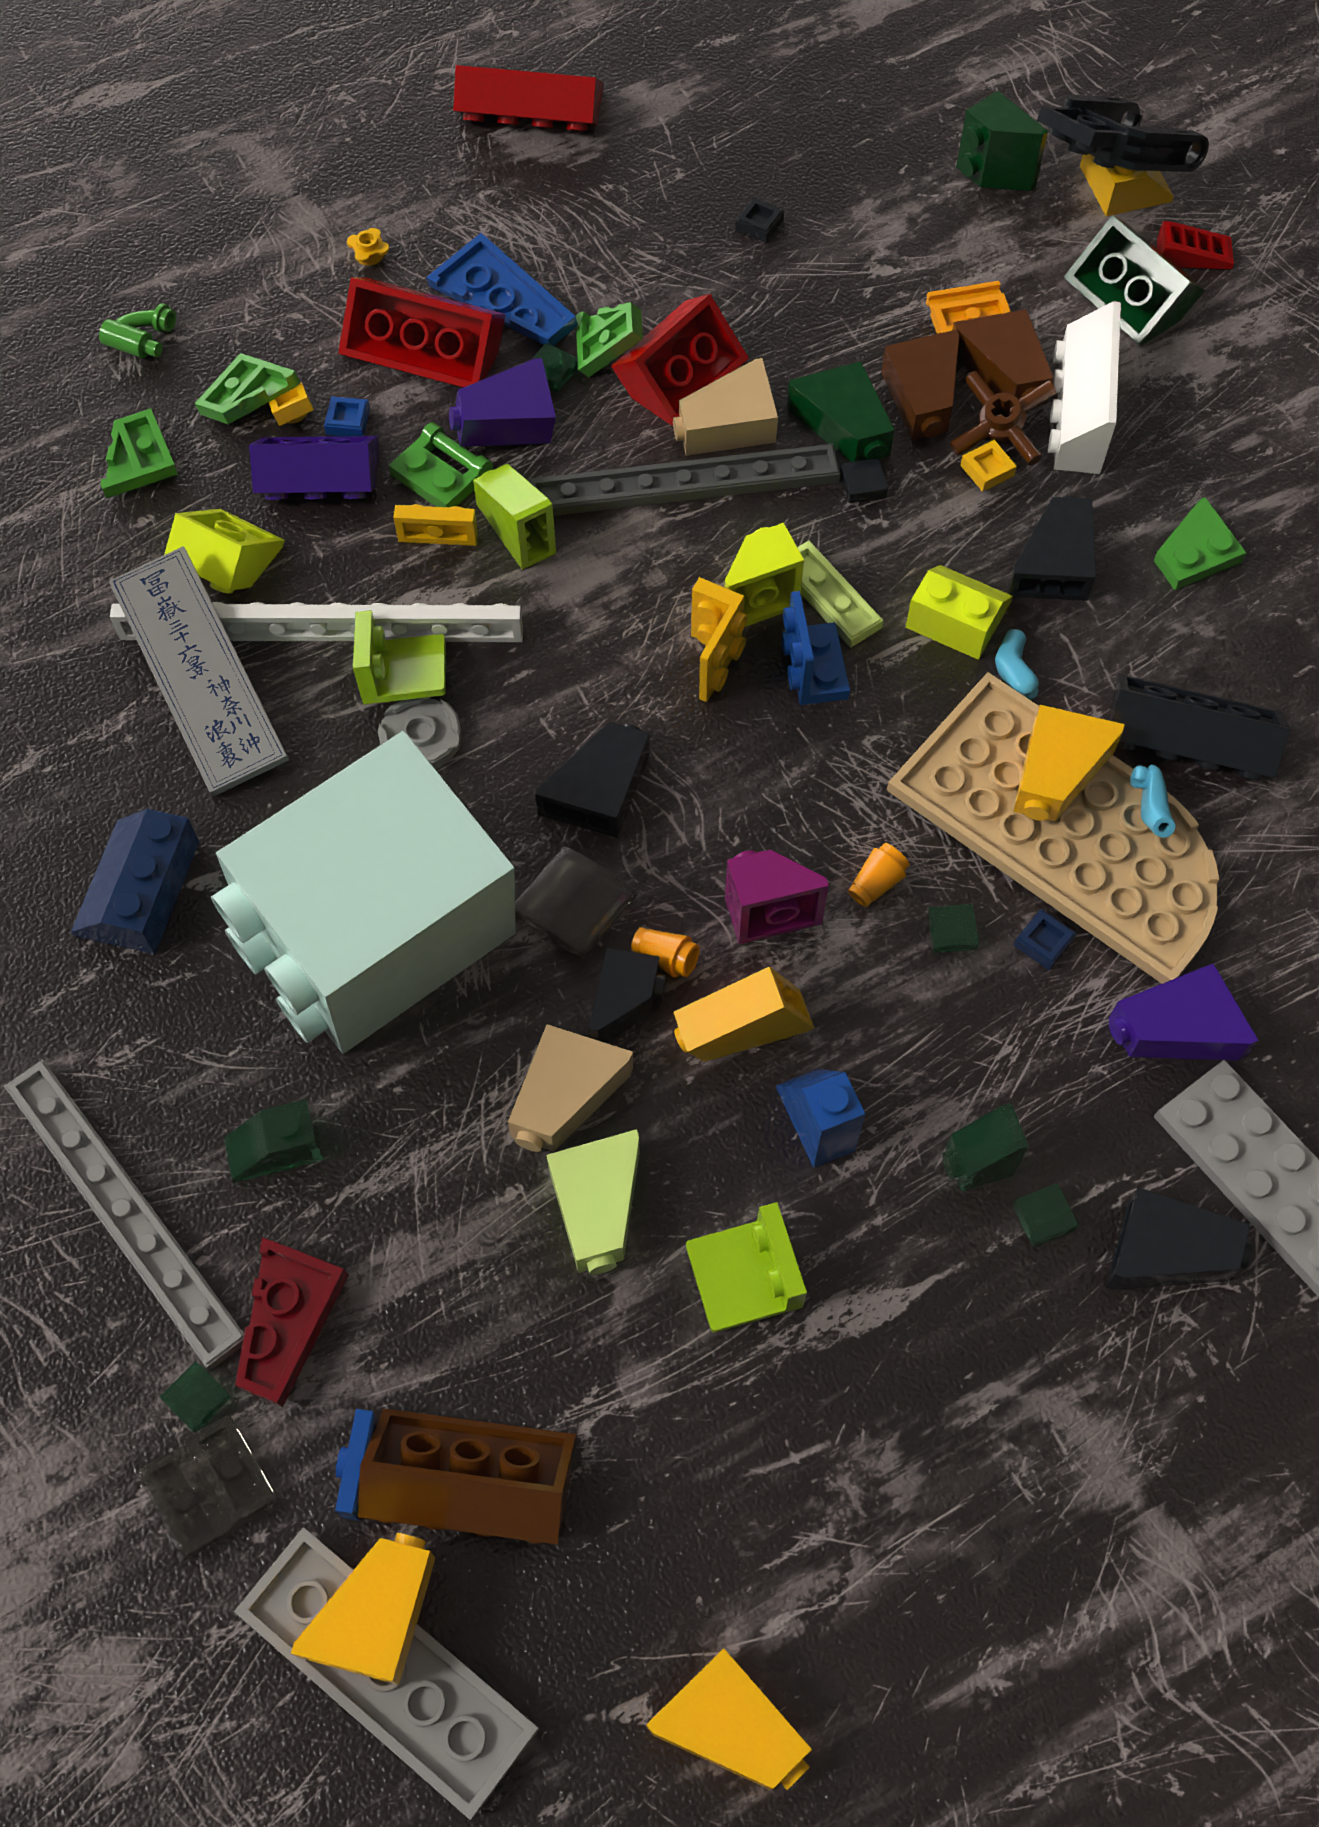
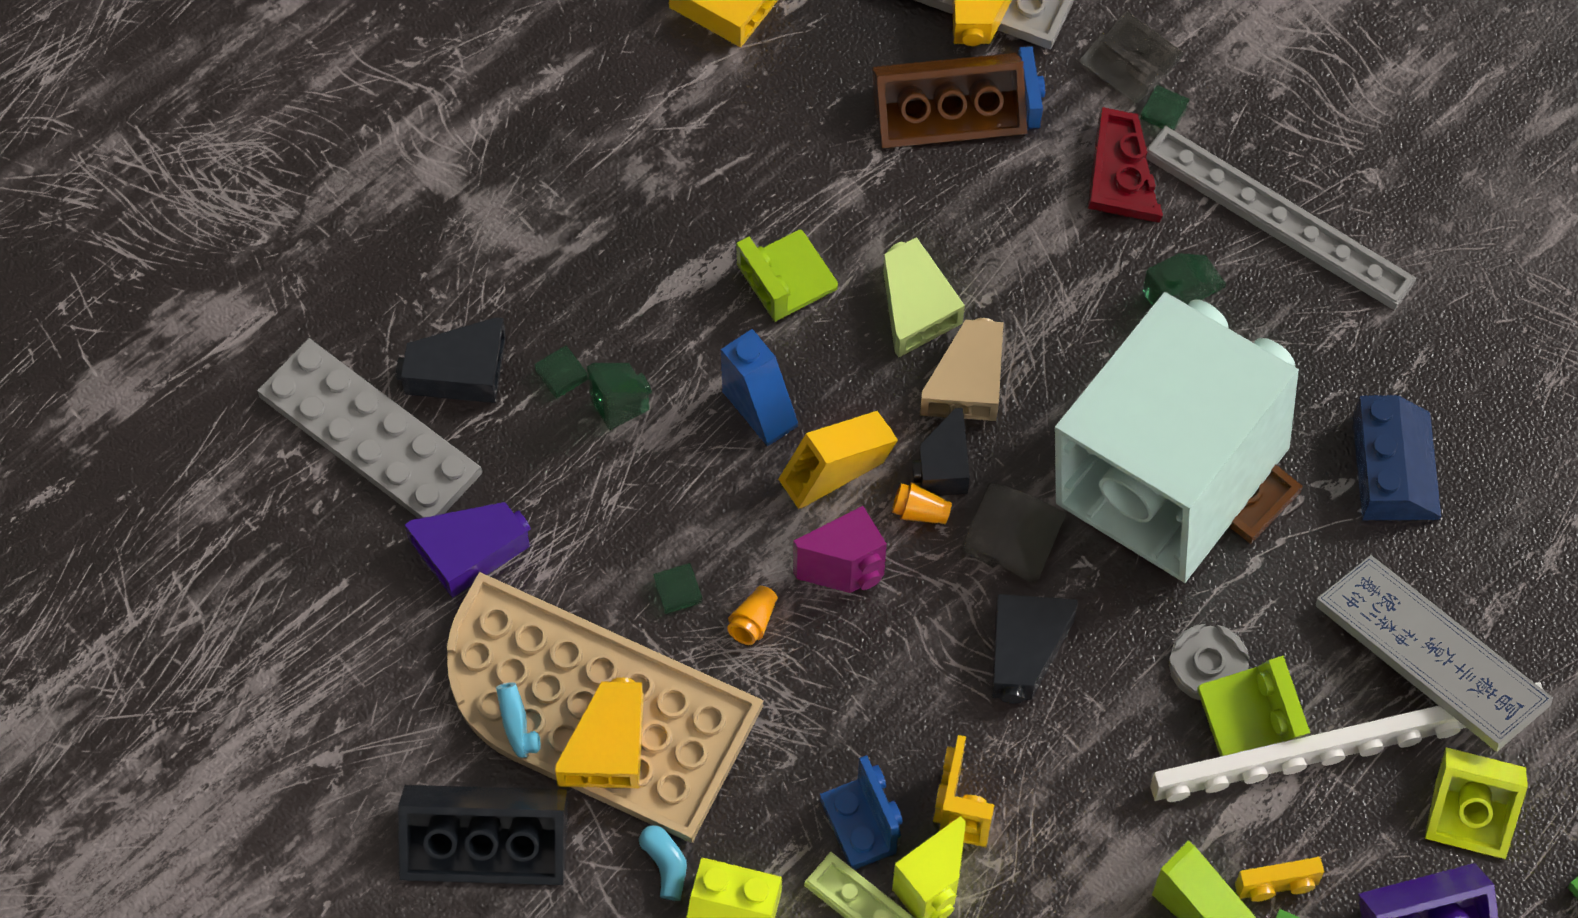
camera: 165 degrees right, 0 degrees up
(1045, 939) = (595, 598): dark blue tile -> none

